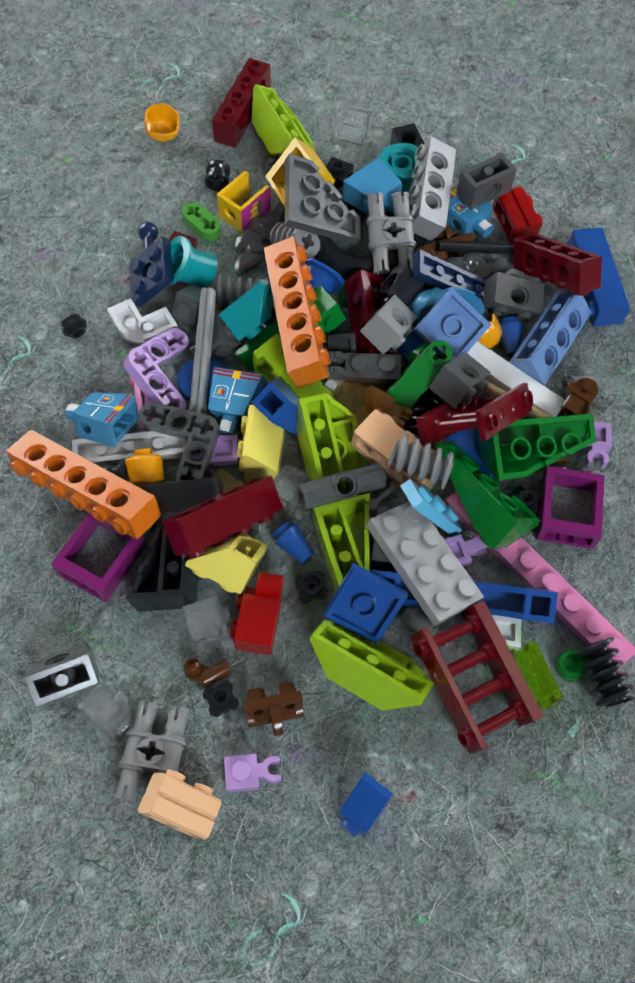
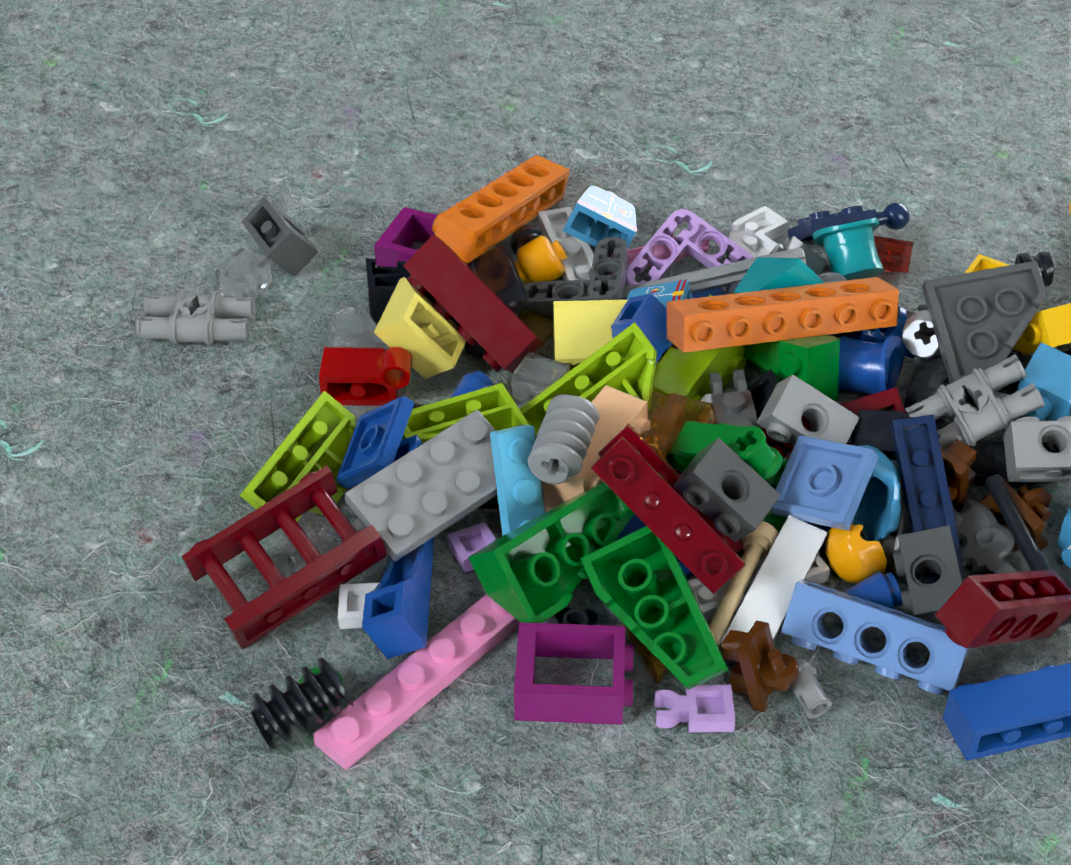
camera: 85 degrees right, 20 degrees down
(74, 326) = (734, 190): black plate -> none
(180, 804) = (133, 330): light nougat brick -> none
(204, 219) = (950, 262): bright green beam -> none
(206, 675) = (291, 348): reddish brown arm -> none
(221, 707) = (261, 363): black plate -> none
(244, 772) = (176, 395): lavender plate -> none
(282, 707) = (250, 400): reddish brown hips -> none
(325, 489) = (525, 387): dark grey piece -> none
(364, 806) = (128, 477): blue slope -> none
(538, 676) = (296, 641): clear neon green hinge -> none

